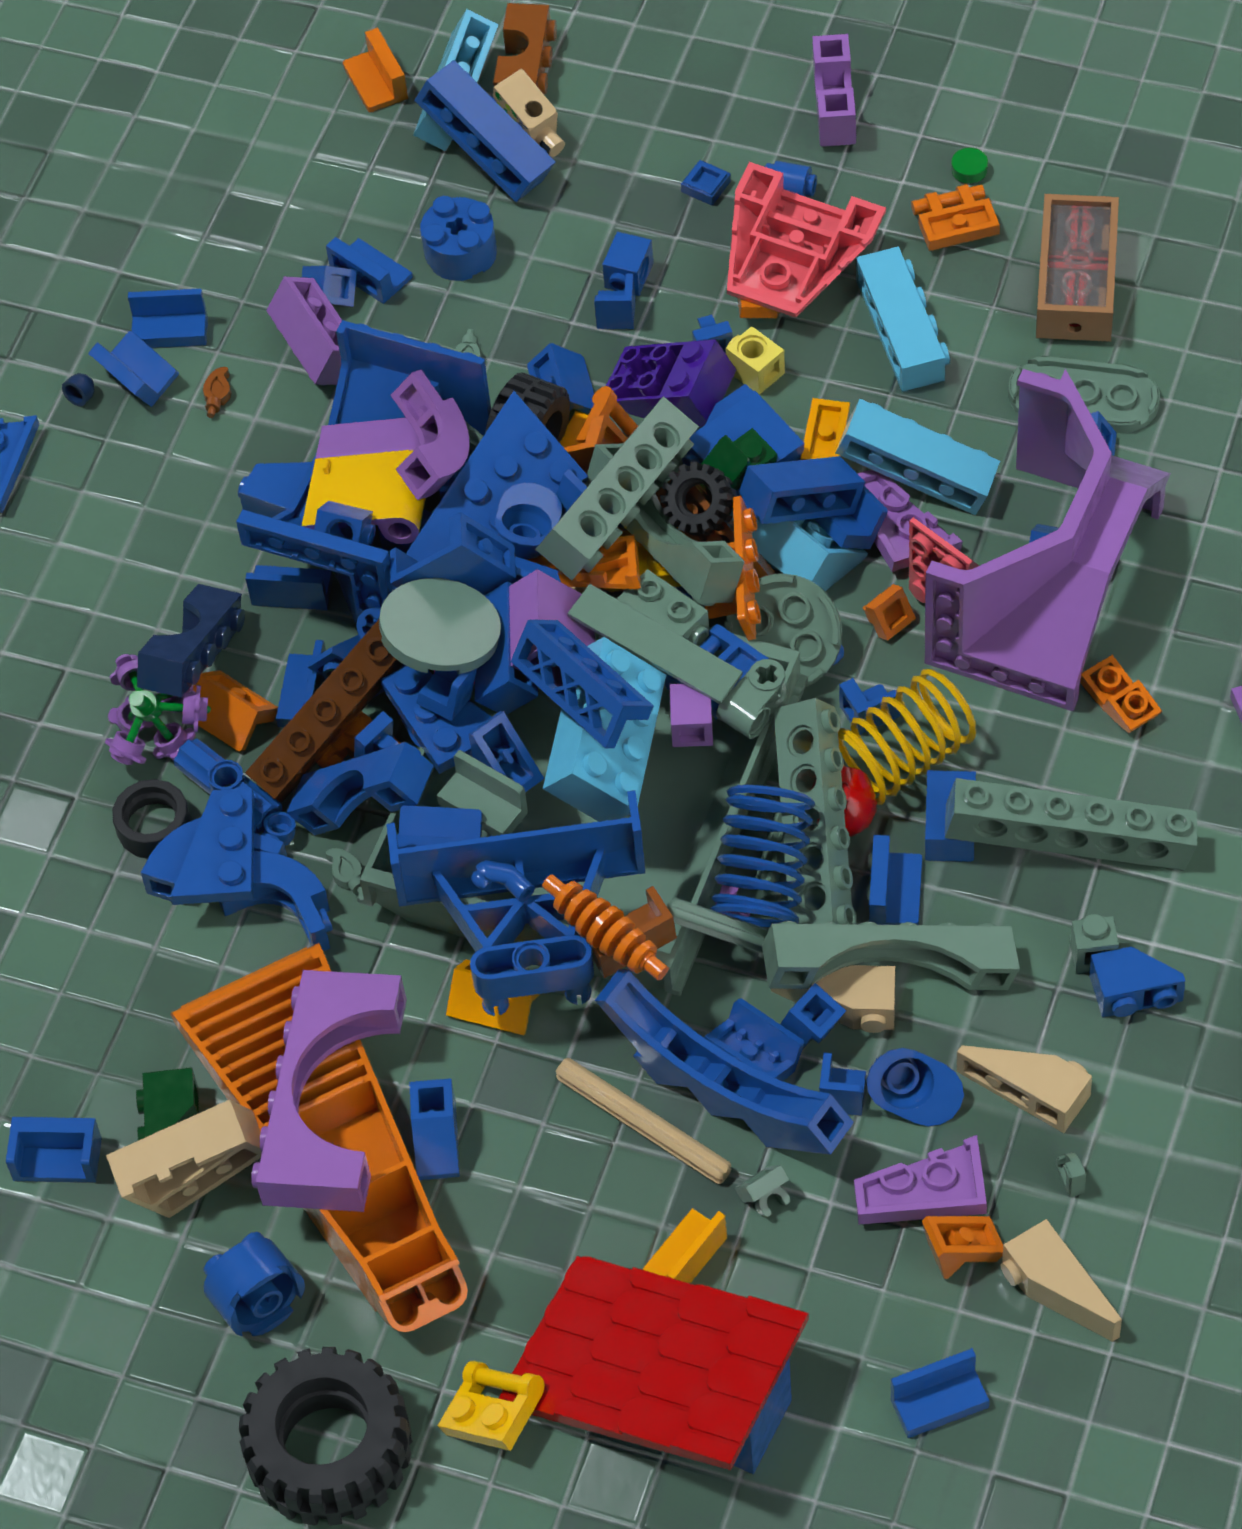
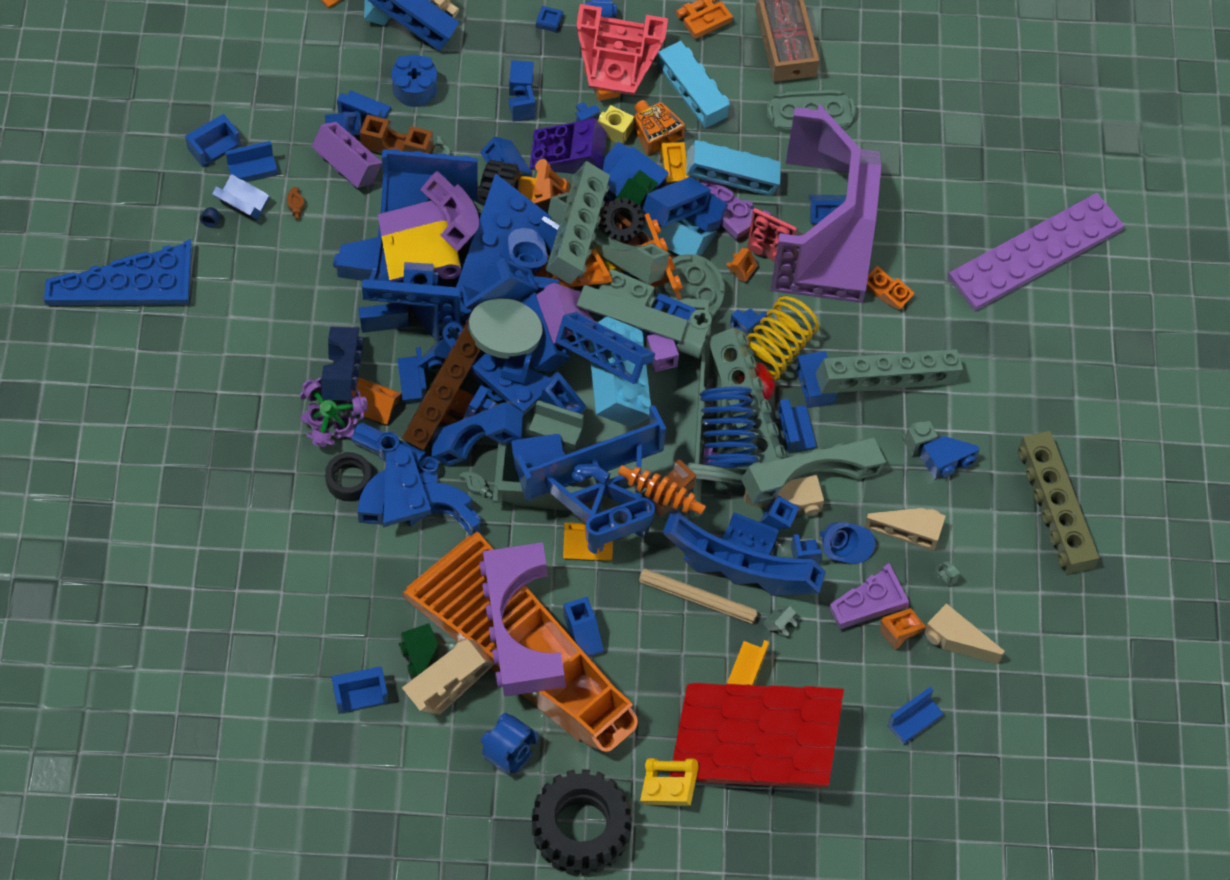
camera: 25 degrees left, 5 degrees up
(119, 271) = (212, 140): none -> blue panel
(374, 306) = (378, 135): none -> dark orange arch
(820, 371) = (656, 126): none -> orange torso

